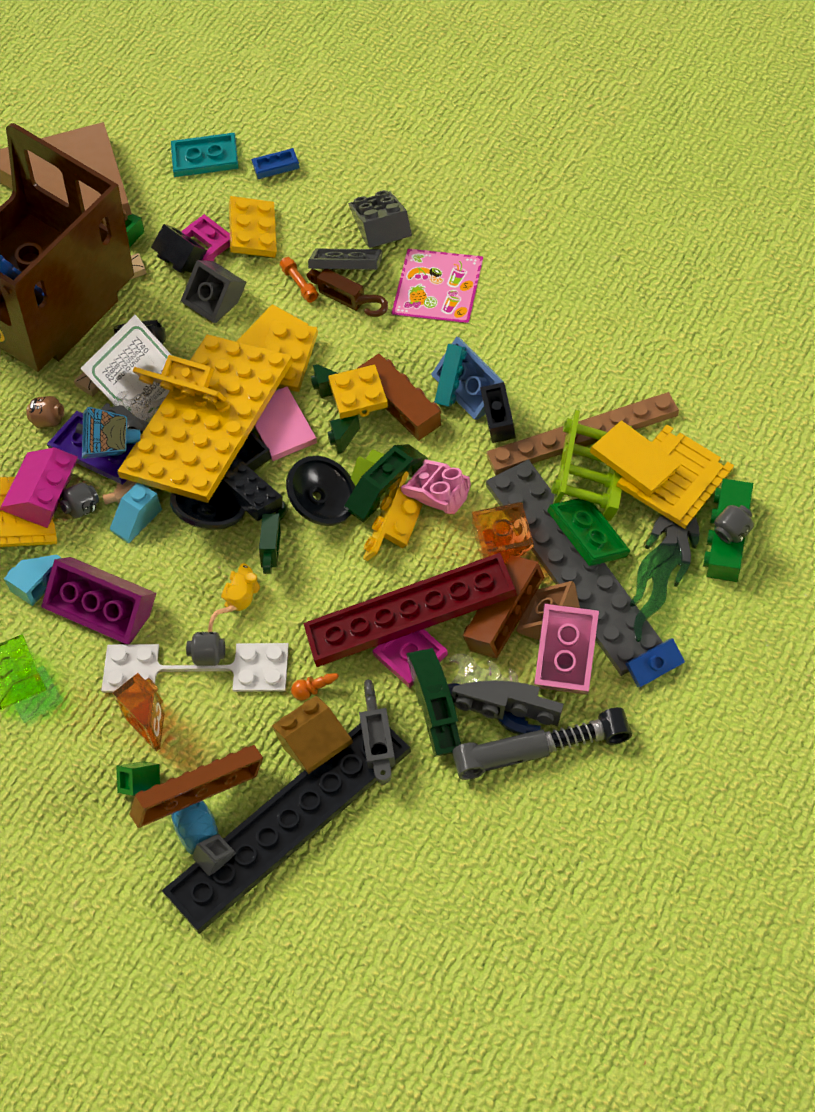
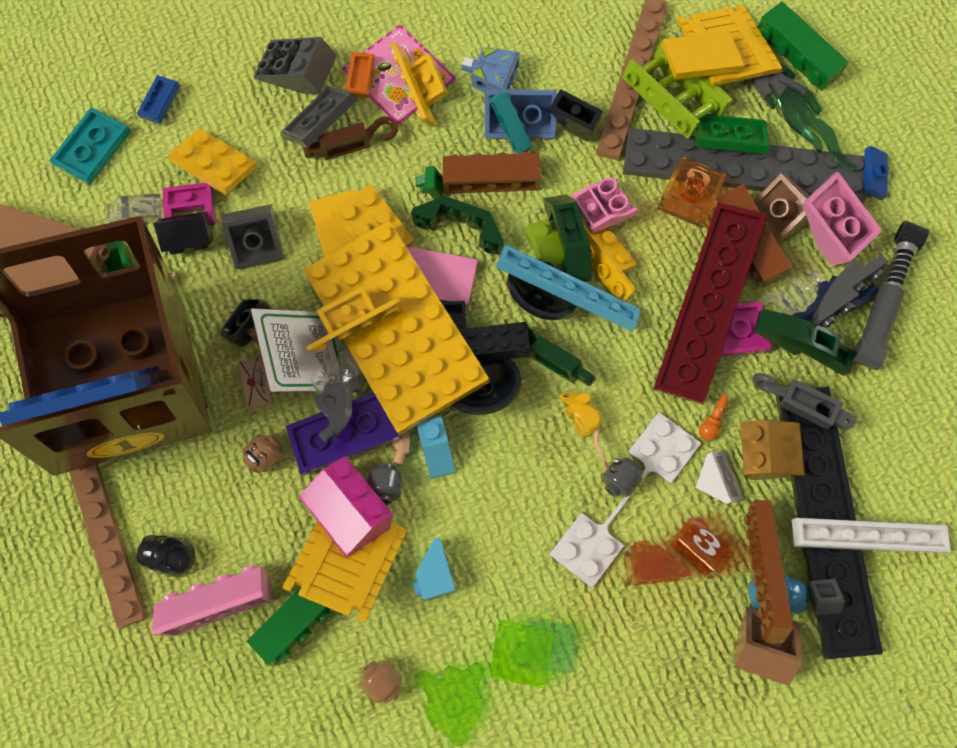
camera: 55 degrees left, 15 degrees up
(97, 599) = (502, 533): magenta slope -> none
(106, 433) = (353, 418): torso -> none
(137, 777) = (704, 611): green panel -> none
(142, 848) = (770, 660): none -> medium nougat slope
(173, 211) = (135, 205): none -> clear slope
(187, 736) = (701, 547): none -> clear orange slope
(259, 720) = (719, 479): none -> white slope
(296, 859) = (870, 535): none -> white tile
(307, 290) = (280, 164): orange bar -> none
(335, 506) = (568, 288): none -> medium azure plate
(353, 360) = (430, 182): none -> green tile
(358, 391) = (472, 196): yellow plate -> none
(410, 262) = (360, 74): none -> orange tile
(436, 299) = (423, 81): none -> yellow bracket
(494, 338) = (492, 69): none -> medium blue torso
(734, 524) = (817, 35): dark grey head -> none

